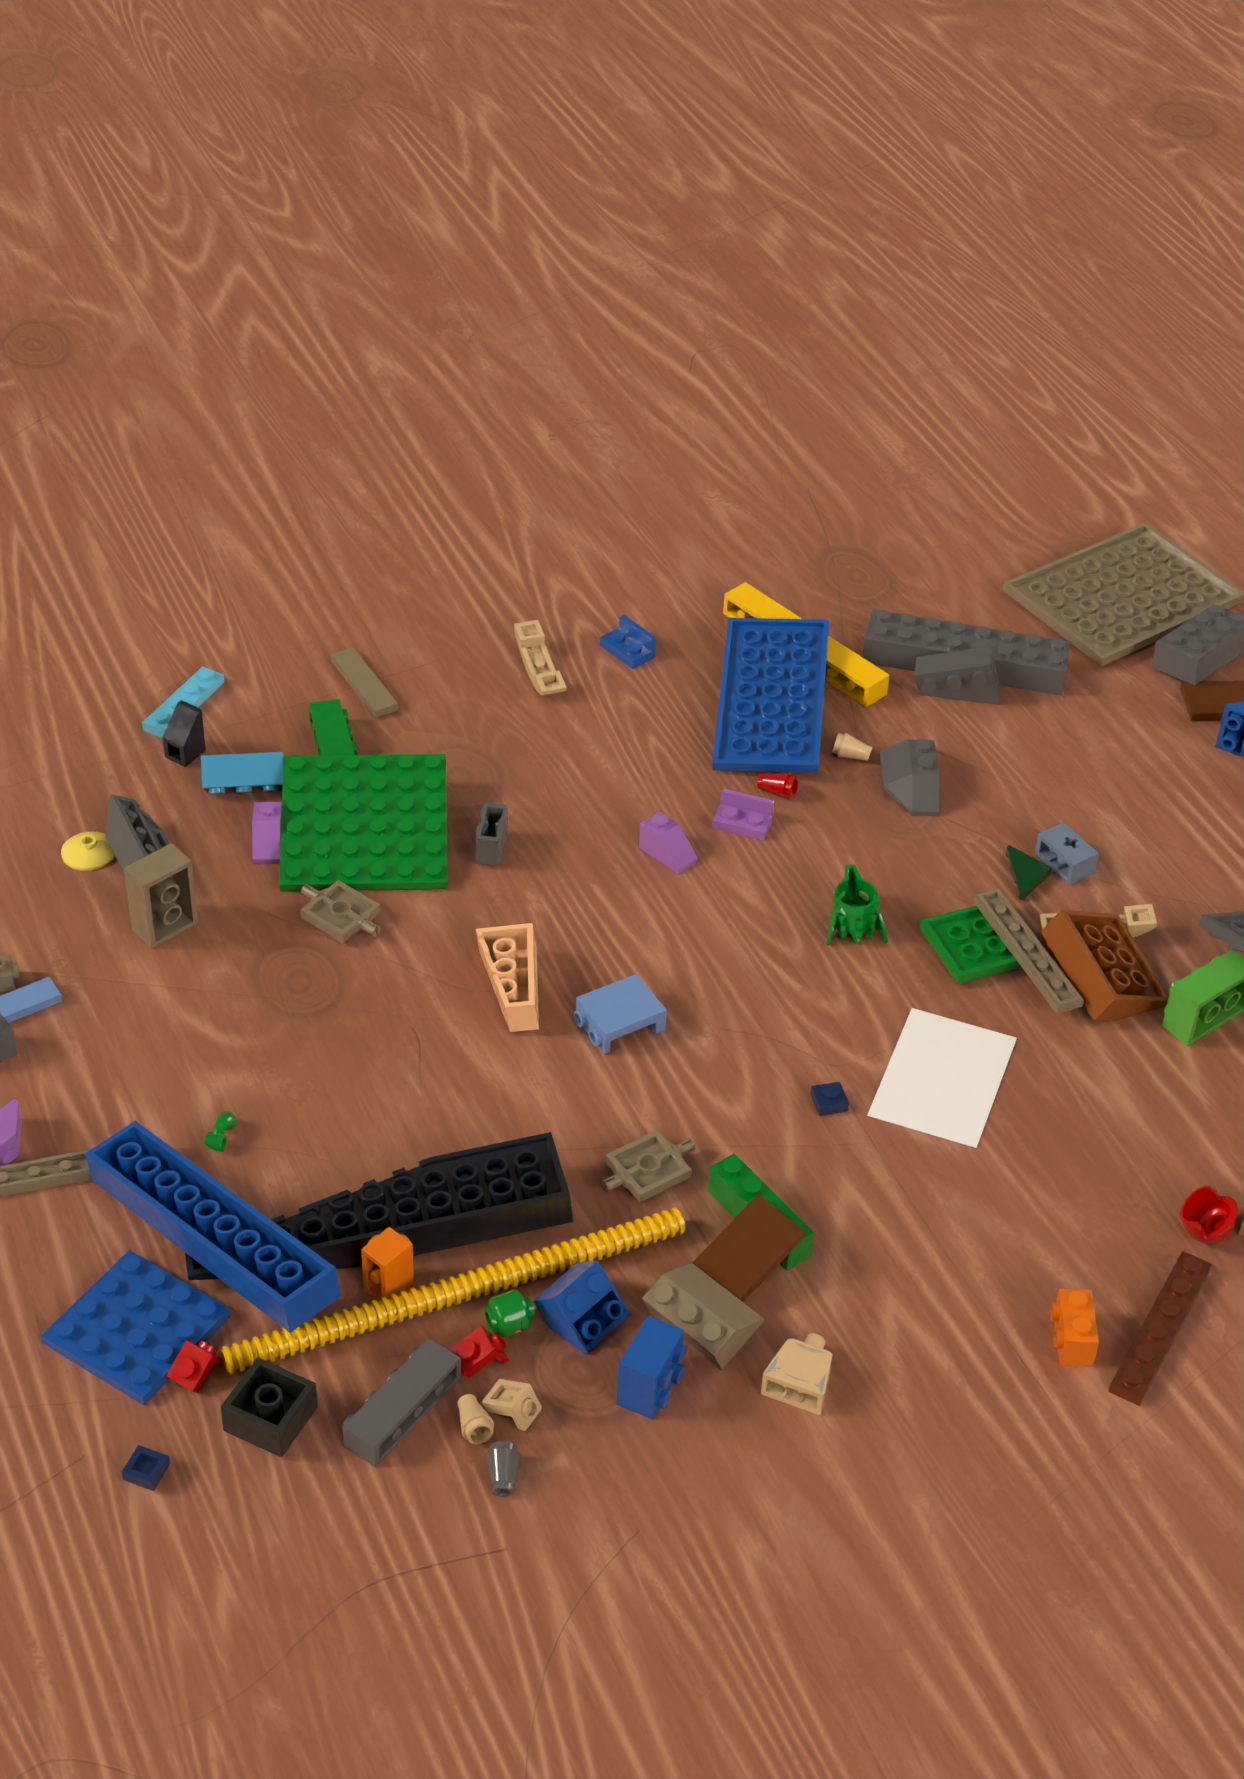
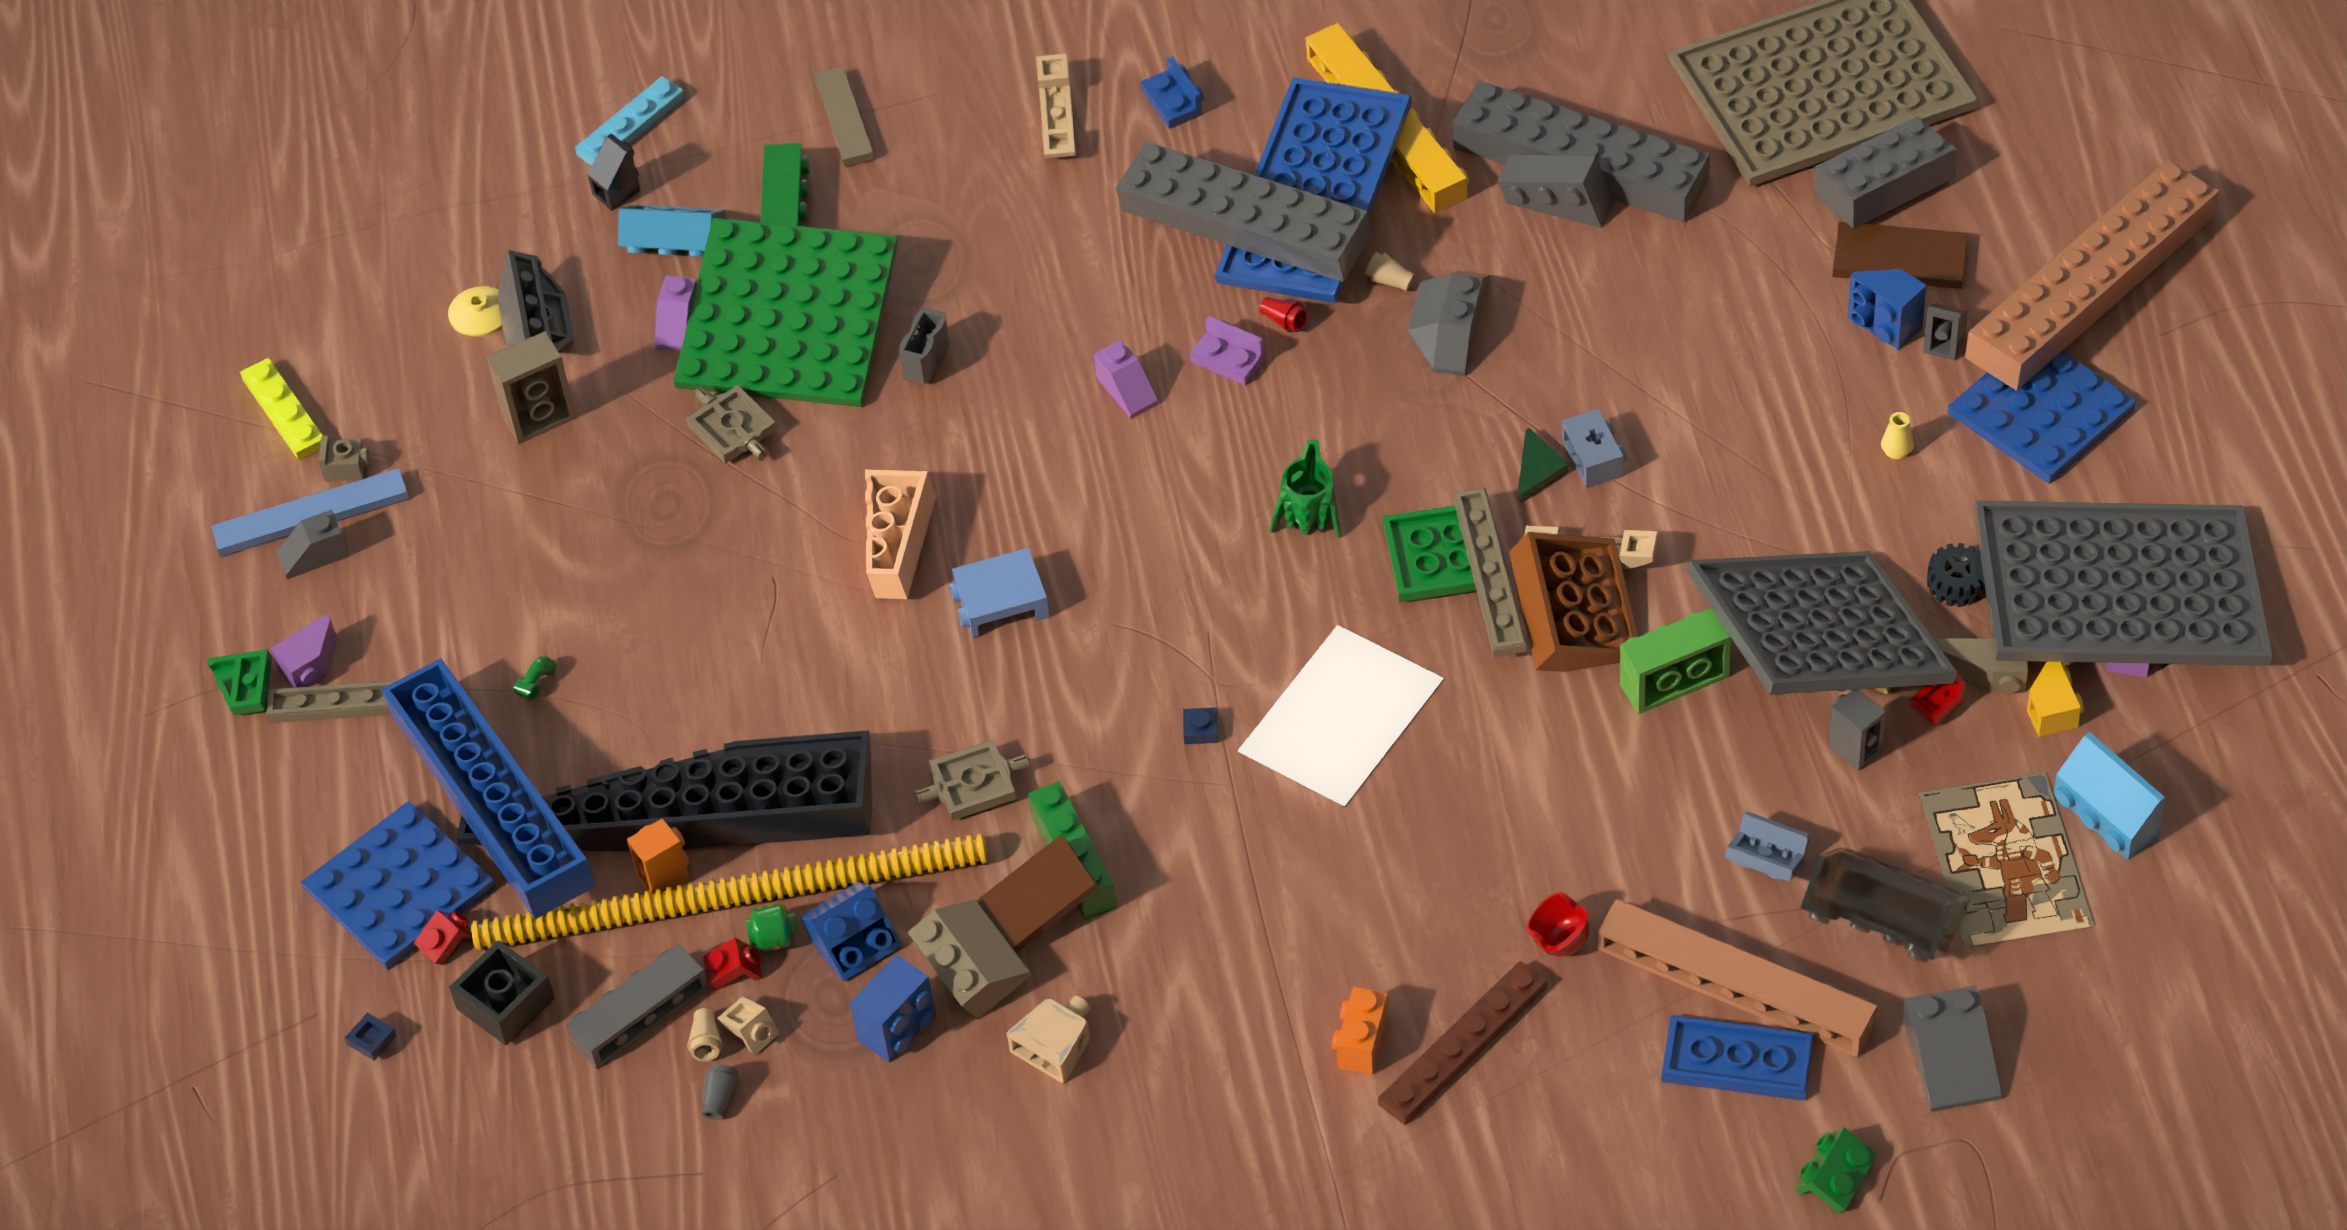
camera: 20 degrees right, 10 degrees up
(726, 710) = (1245, 211): none -> dark grey brick

